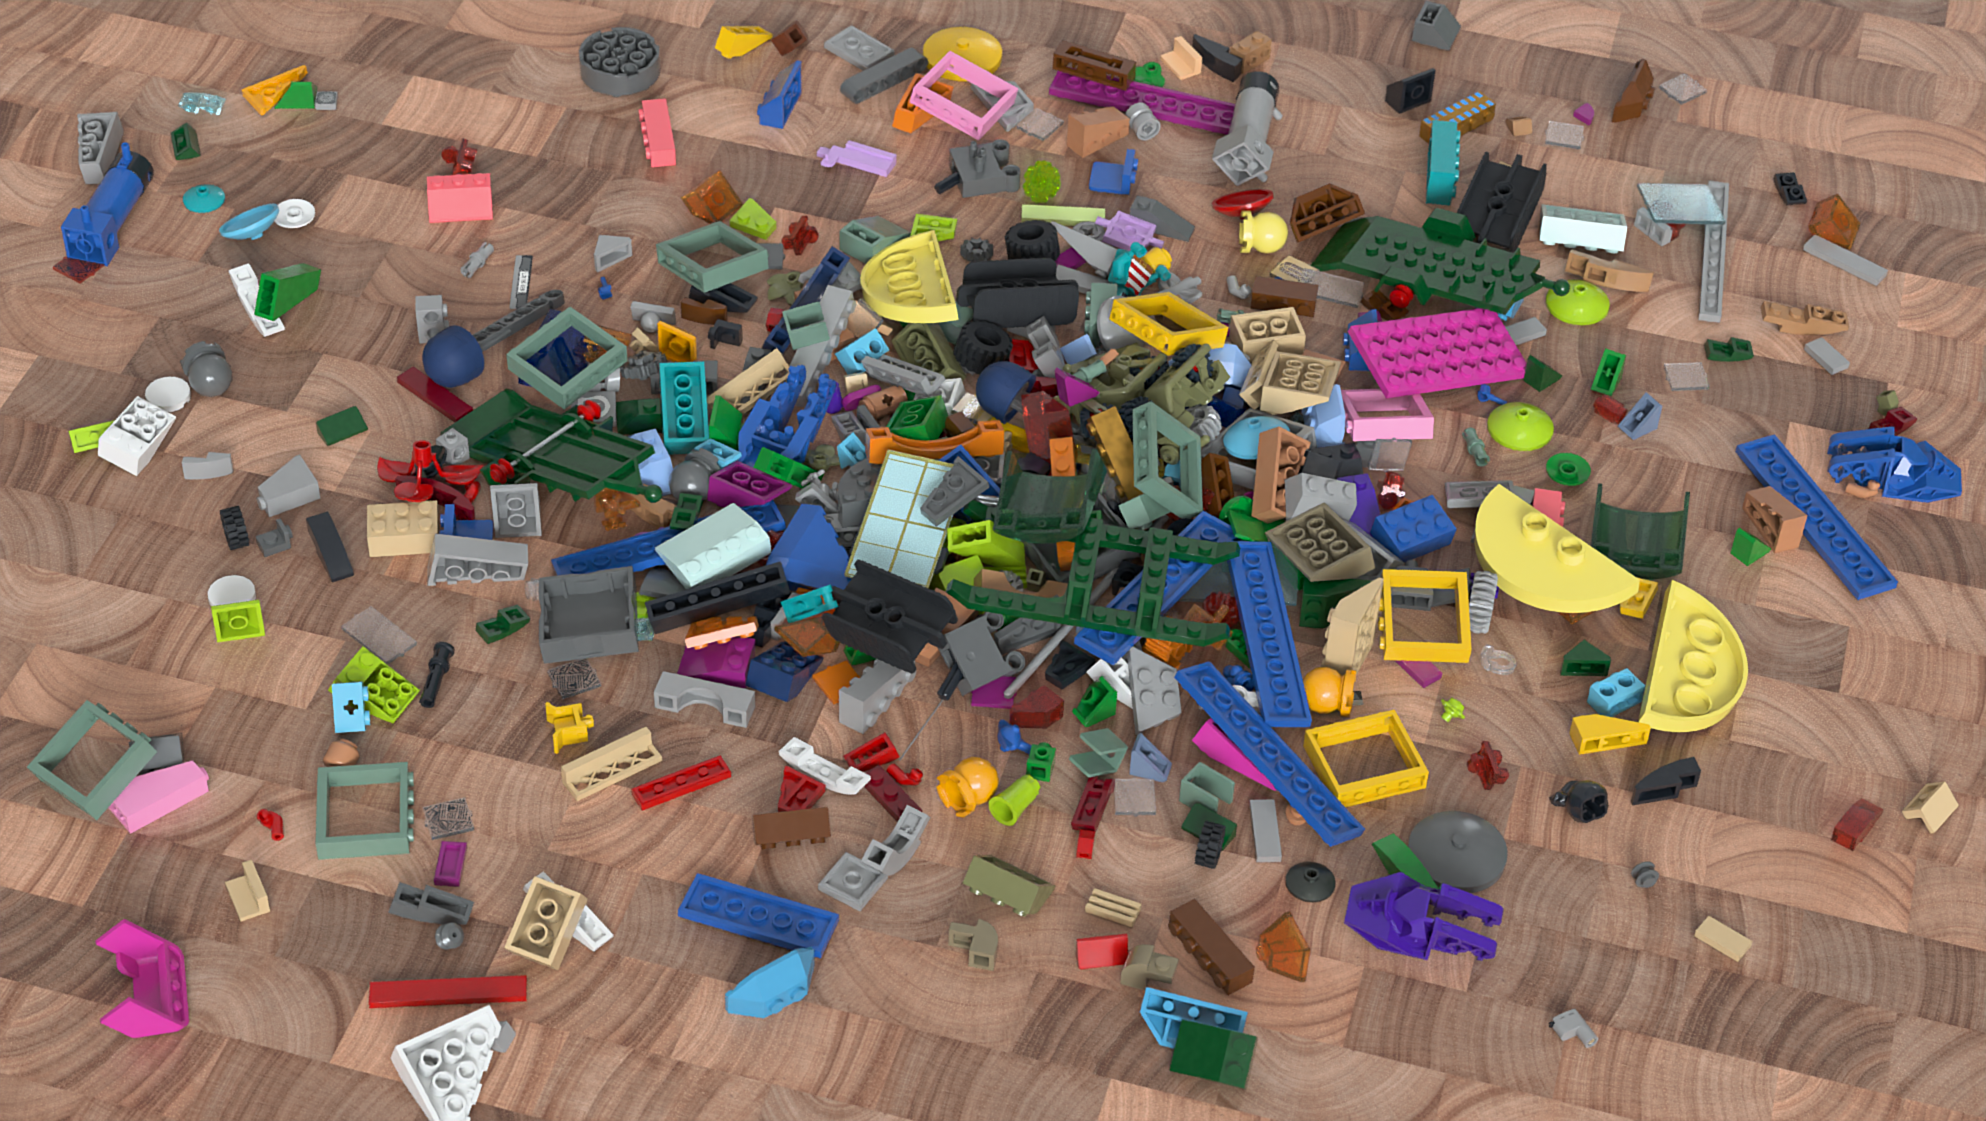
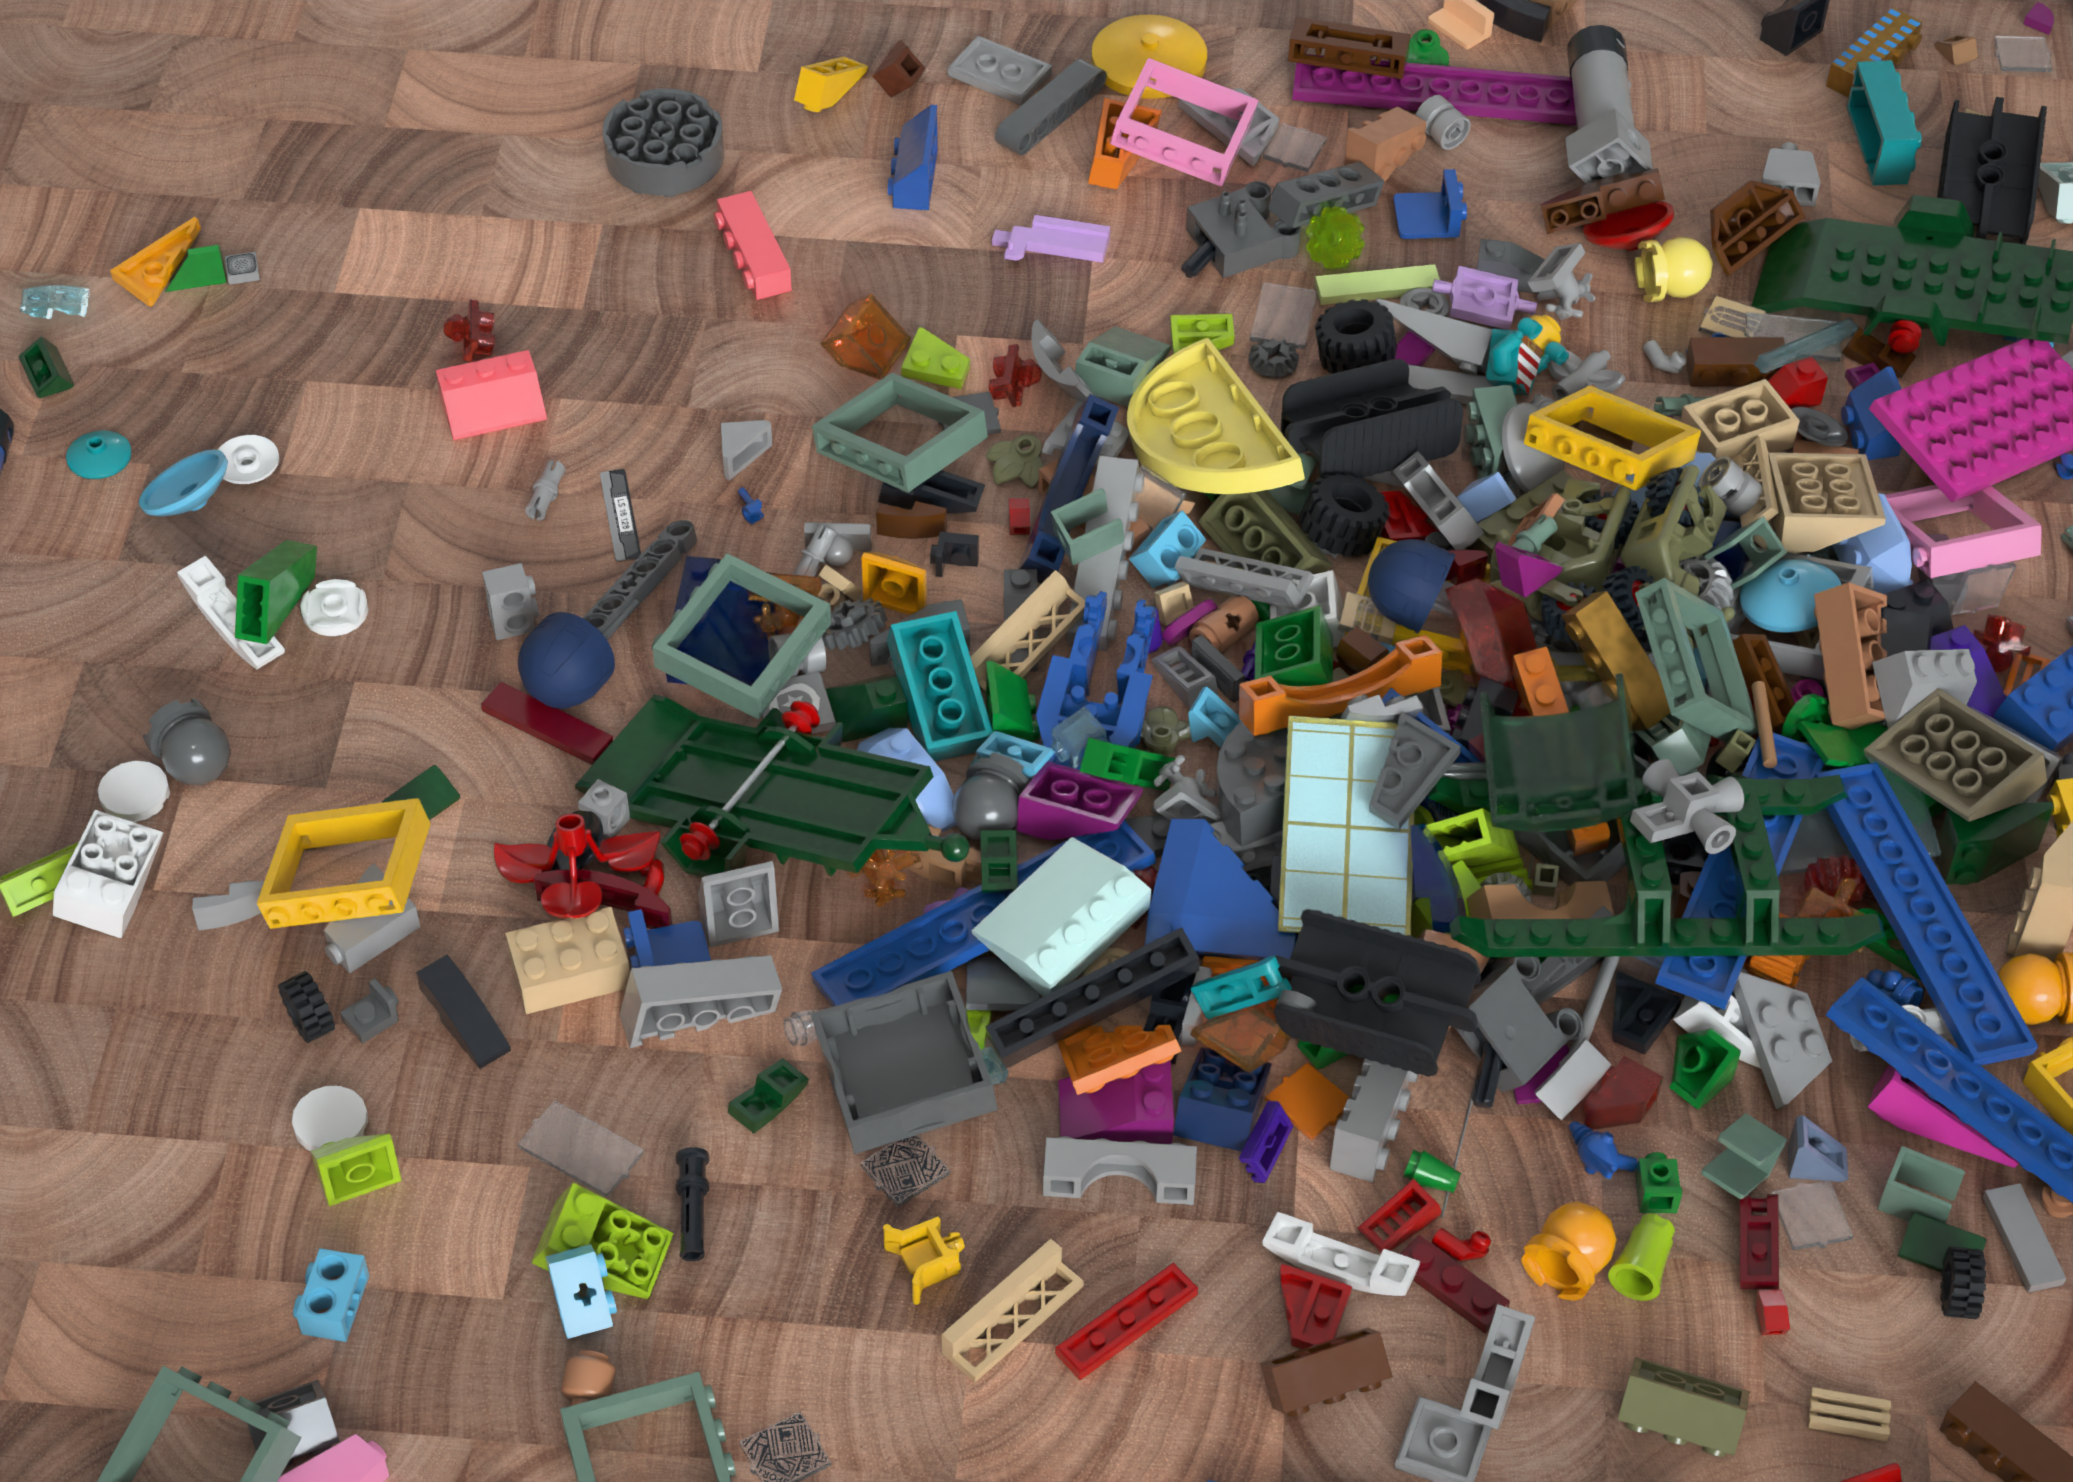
camera: 10 degrees left, 5 degrees up
(203, 687) = (338, 1295): none -> medium azure brick
(319, 433) = (340, 826): none -> yellow window
(323, 309) = (334, 607): none -> white tile
(635, 318) = (815, 551): none -> light grey axle
(753, 444) = (1072, 736): none -> clear light blue brick
(800, 694) = (1266, 1141): none -> dark purple tile
(826, 225) = (1047, 352): none -> light grey slope
(836, 611) = (1296, 1000): none -> dark grey tile
(899, 731) = (1431, 1172): none -> green cone
(940, 452) = (1373, 709): none -> light grey slope
(950, 555) = (1435, 879): none -> clear blue slope
(993, 225) = (1284, 314): none -> clear piece
(1007, 693) = (1573, 1079): none -> light grey slope
(1061, 152) = (1345, 186): none -> dark grey brick
(1117, 536) = (1688, 807): none -> light grey brick
(1181, 521) = (1735, 750): none -> olive piece
(1183, 232) = (1557, 280): none -> light grey piece
(1204, 507) = (1764, 724): none -> medium nougat bar
(1230, 183) = (1601, 197): none -> reddish brown slope
(1237, 394) = (1760, 559): none -> sand green piece
(1240, 366) = (1732, 485): none -> light grey wheel
(1318, 317) = (1800, 383): none -> red slope
(1323, 343) = (1820, 427): none -> dark grey dish
(1333, 291) = (1805, 345): none -> clear light blue axle
(1368, 185) = (1793, 171): none -> light grey torso

